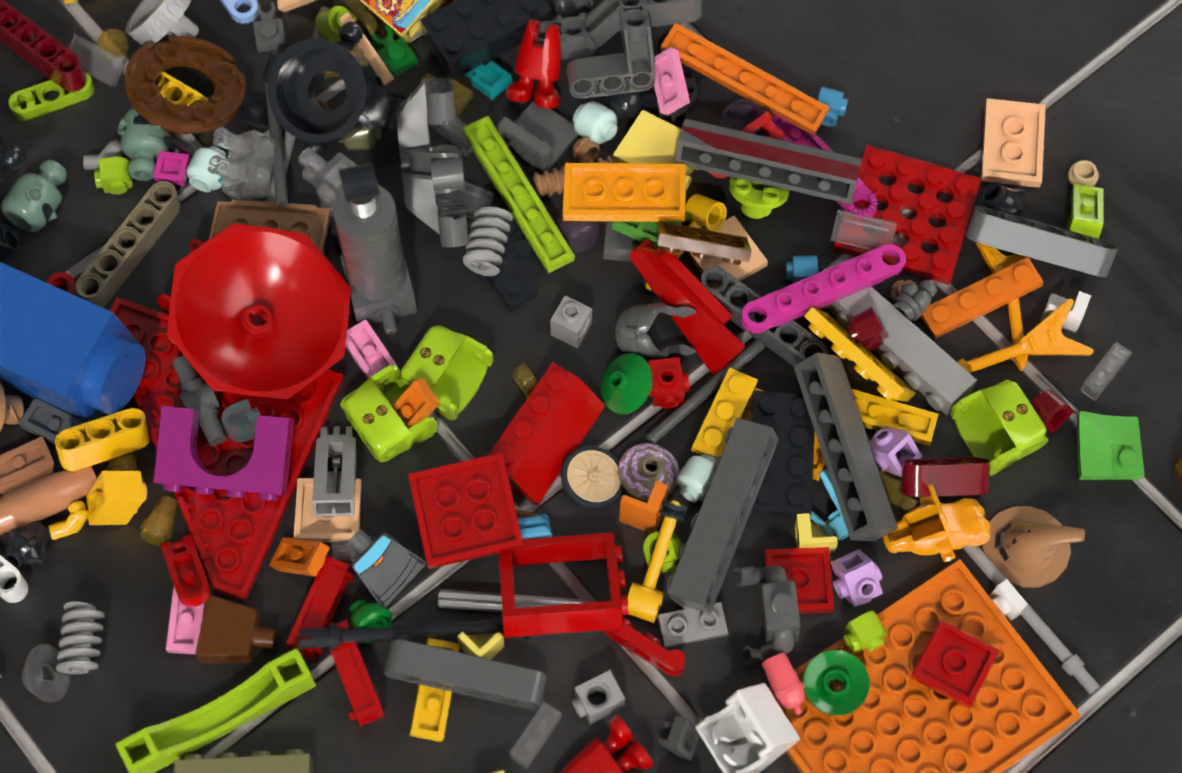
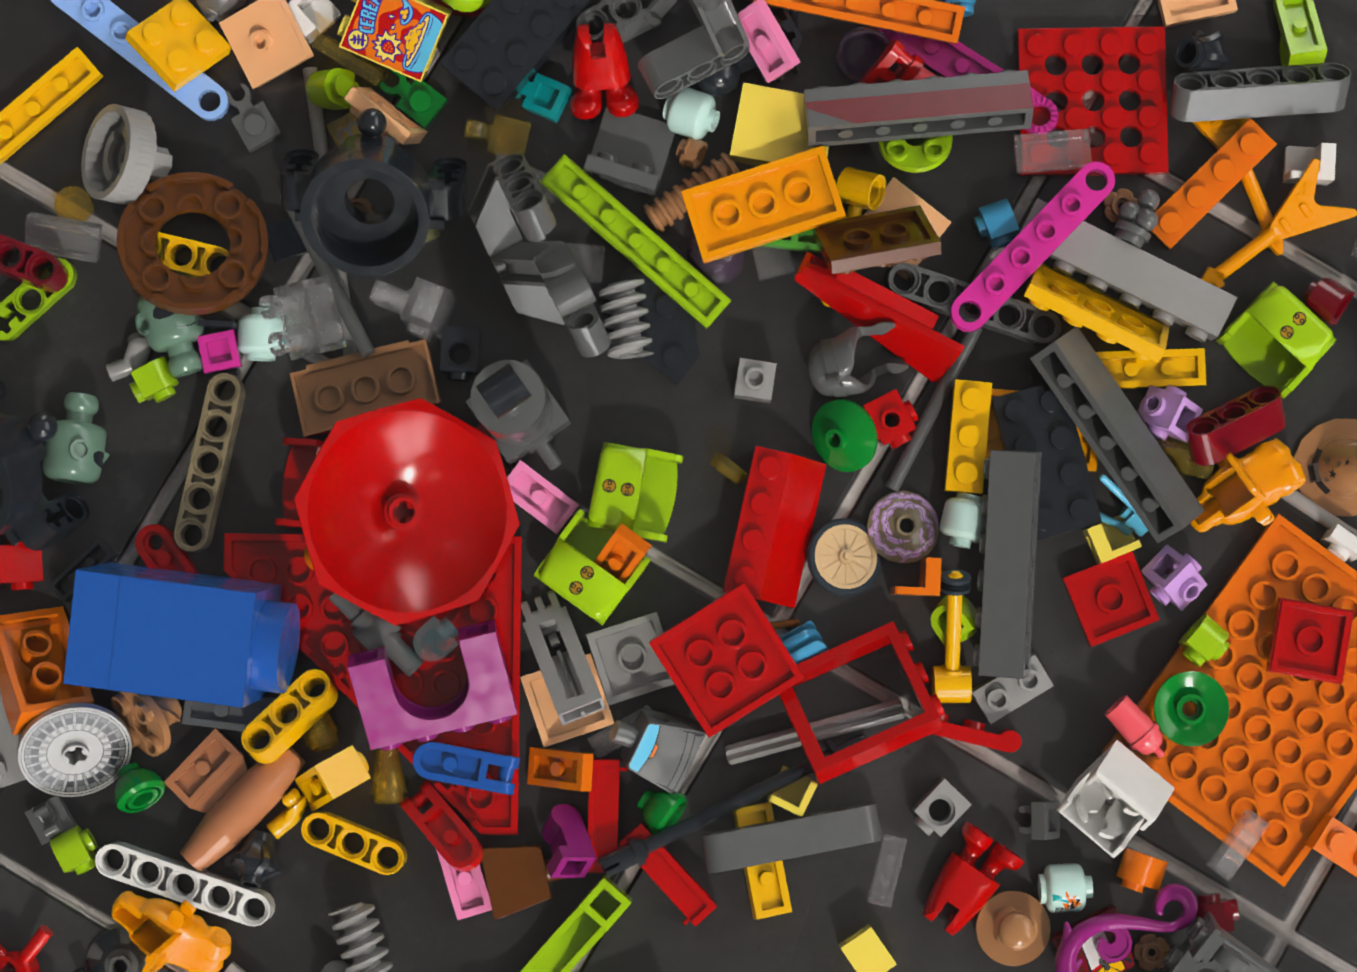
camera: 20 degrees left, 20 degrees up
(103, 548) = (335, 842): none -> yellow beam
(224, 527) = (465, 766): none -> blue plate
(280, 616) = (568, 843): none -> magenta leg
(388, 497) = (627, 660): none -> light grey plate
(778, 611) = (1102, 647): dark grey torso -> none
(868, 329) = (1099, 282): dark red plate -> none

